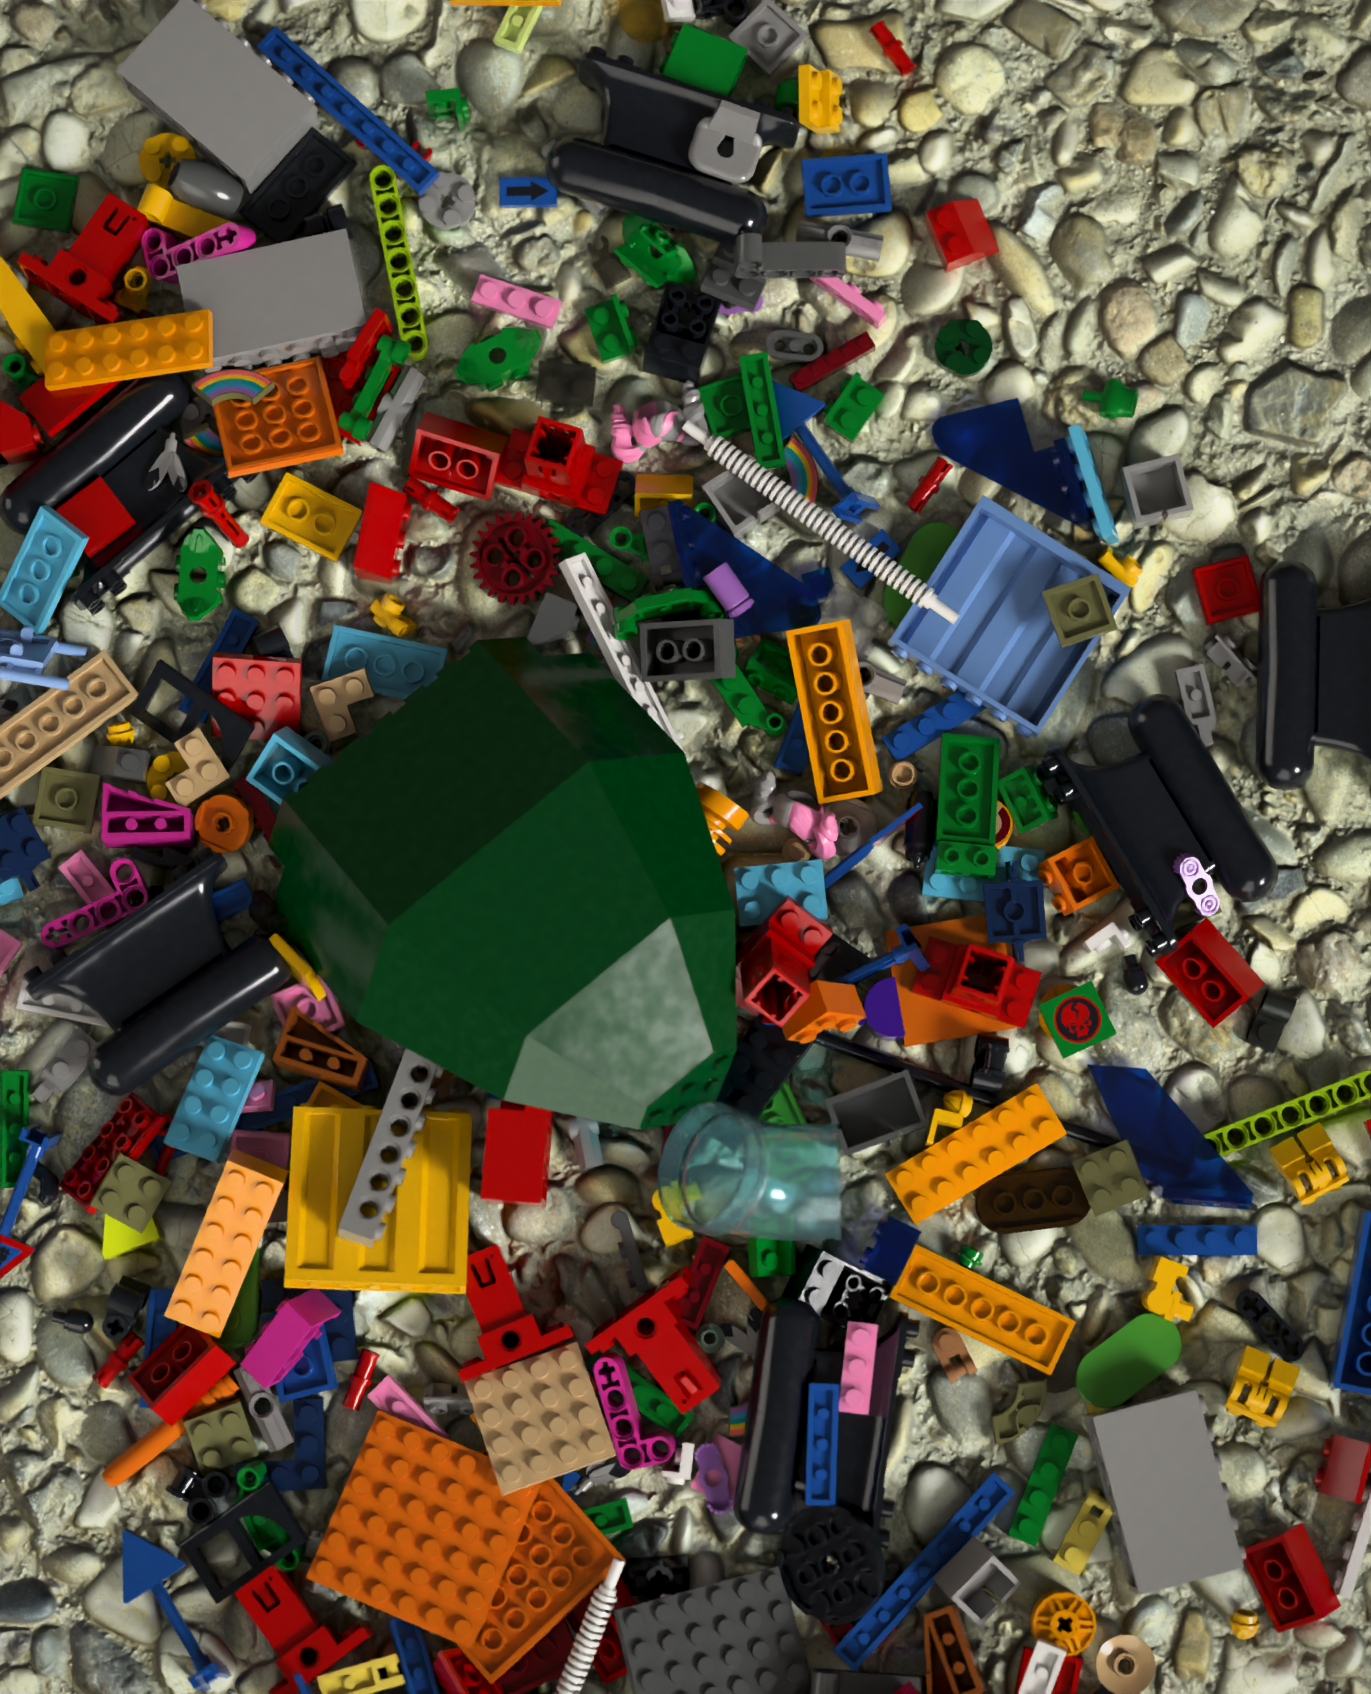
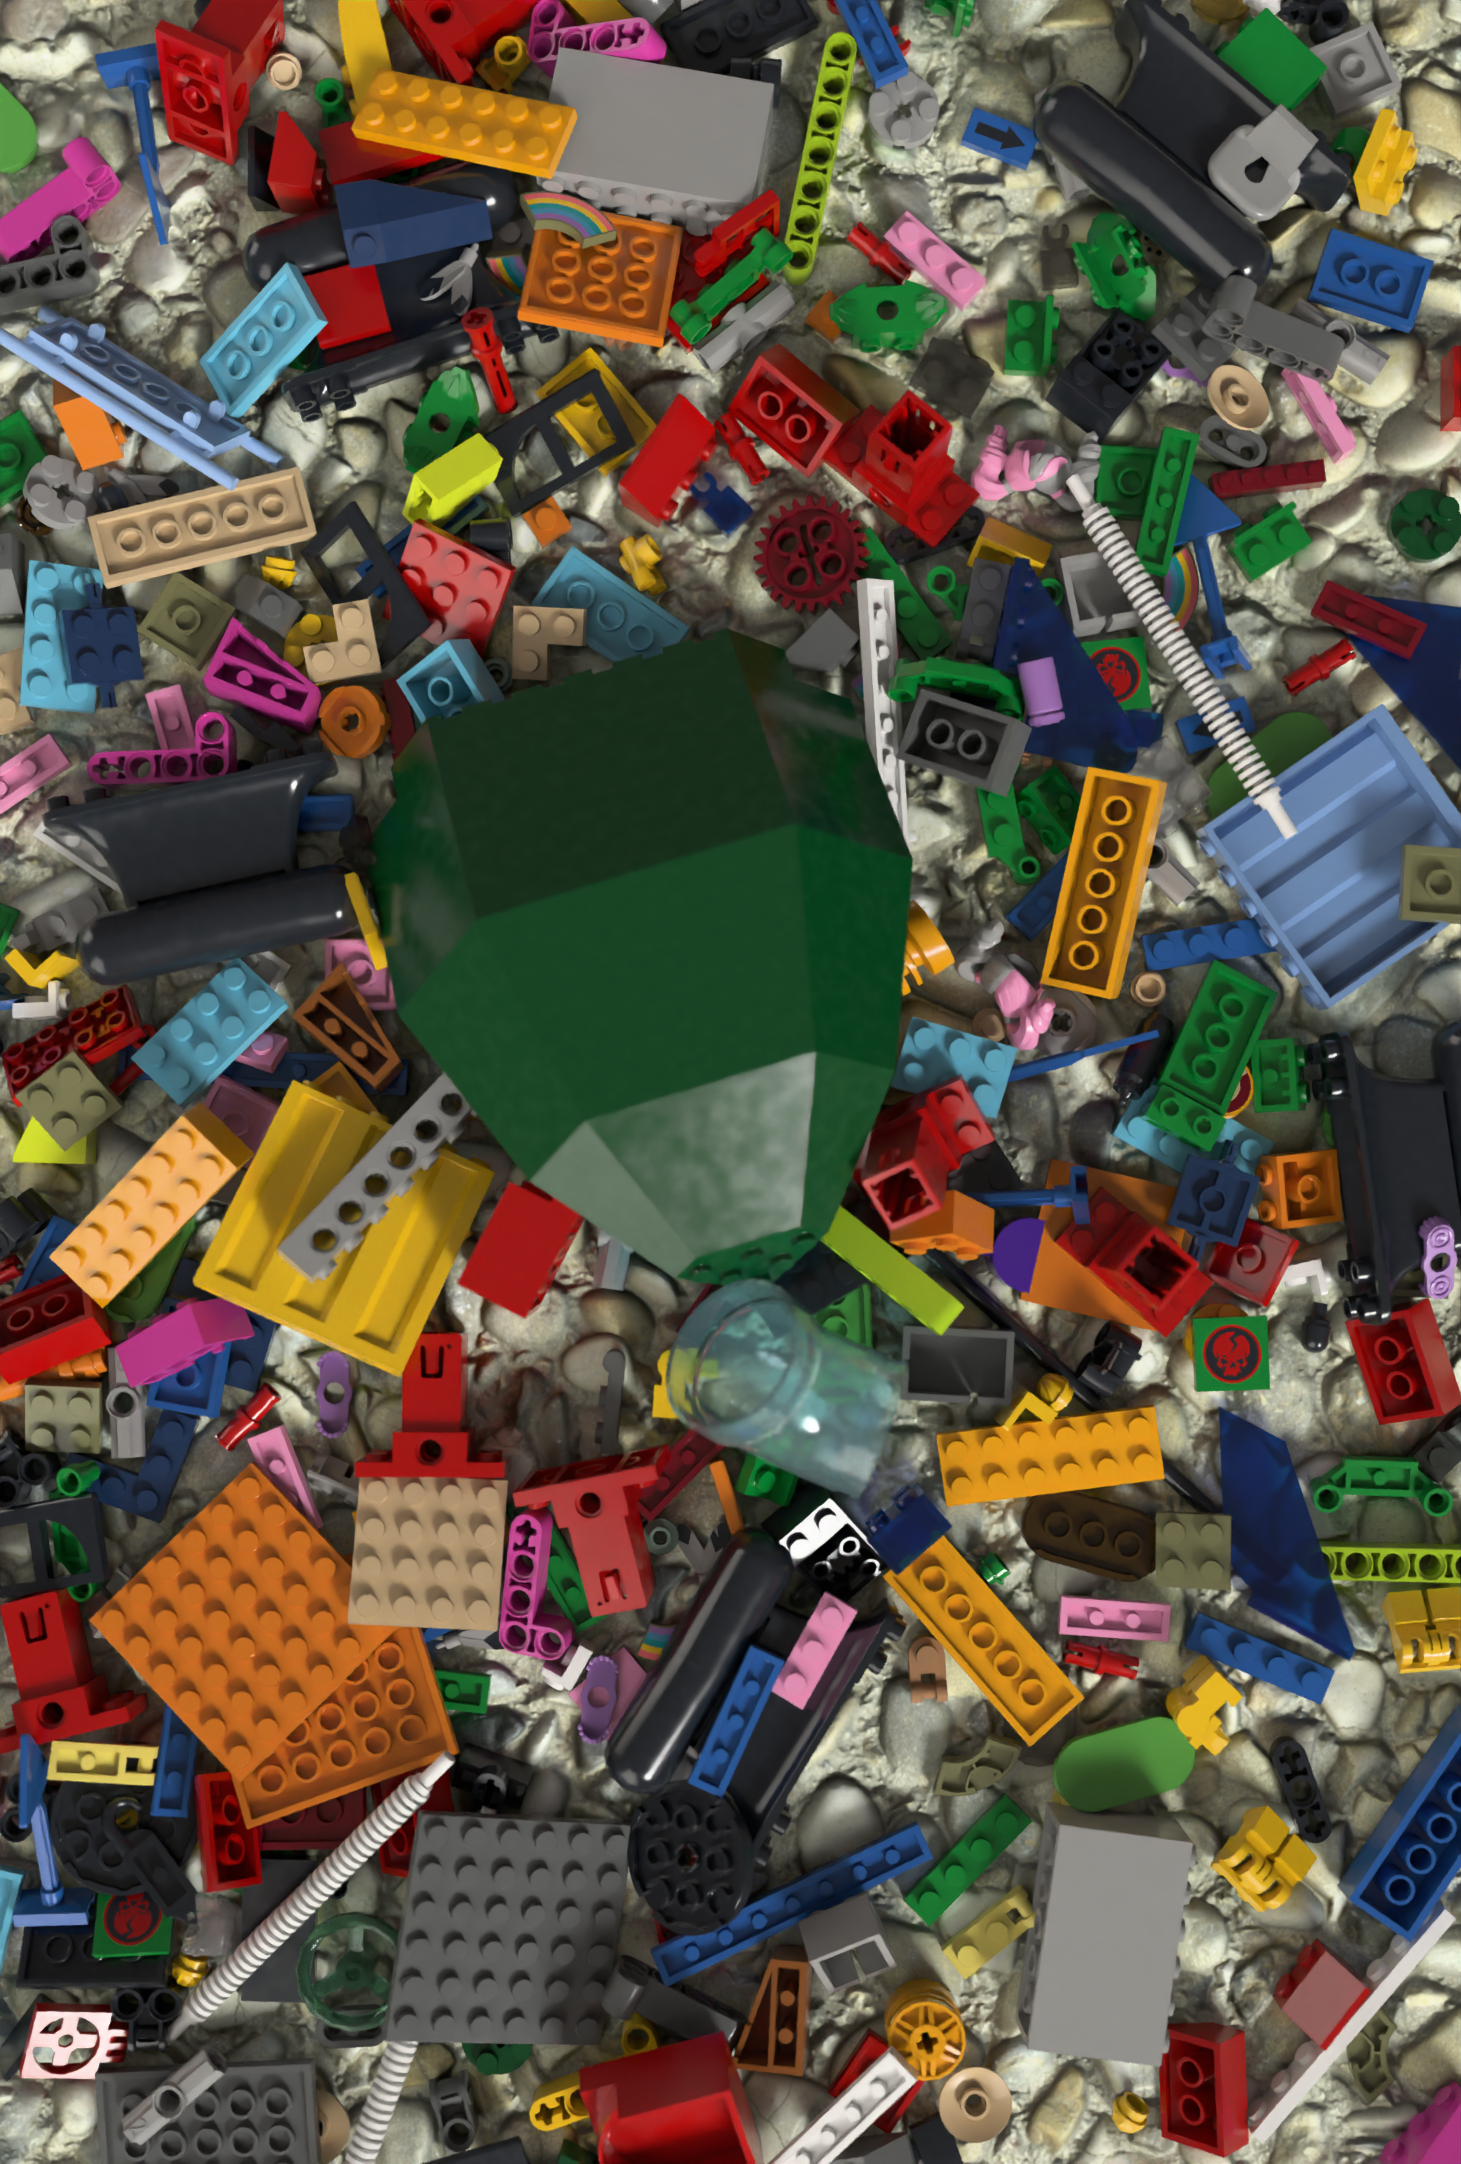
camera: 25 degrees right, 5 degrees up
(72, 1108) = (39, 972): none -> yellow panel
(76, 1137) = (39, 1009): none -> white bracket
(111, 443) = (401, 222): none -> dark blue wedge
(226, 615) = (452, 481): none -> neon yellow slope
(249, 571) = (510, 435): none -> black window
(307, 614) = (547, 522): none -> orange plate
(410, 1317) = (334, 1417): none -> medium lavender piece
(436, 550) = (724, 508): none -> clear blue plate
(448, 378) = (820, 320): none -> orange plate
(474, 314) = (880, 254): none -> red pin
(783, 547) = (1123, 669): none -> tile
(784, 311) = (1238, 397): none -> tan dish
(796, 1063) = (892, 1272): none -> lime beam
(949, 435) = (1368, 619): none -> dark red plate
(1066, 945) = (1255, 1264): none -> red tile
(1075, 1255) = (1114, 1618): none -> bright pink plate
(1078, 1291) = (1100, 1659): none -> red pin
(1227, 1066) = (1378, 1478): none -> green plate

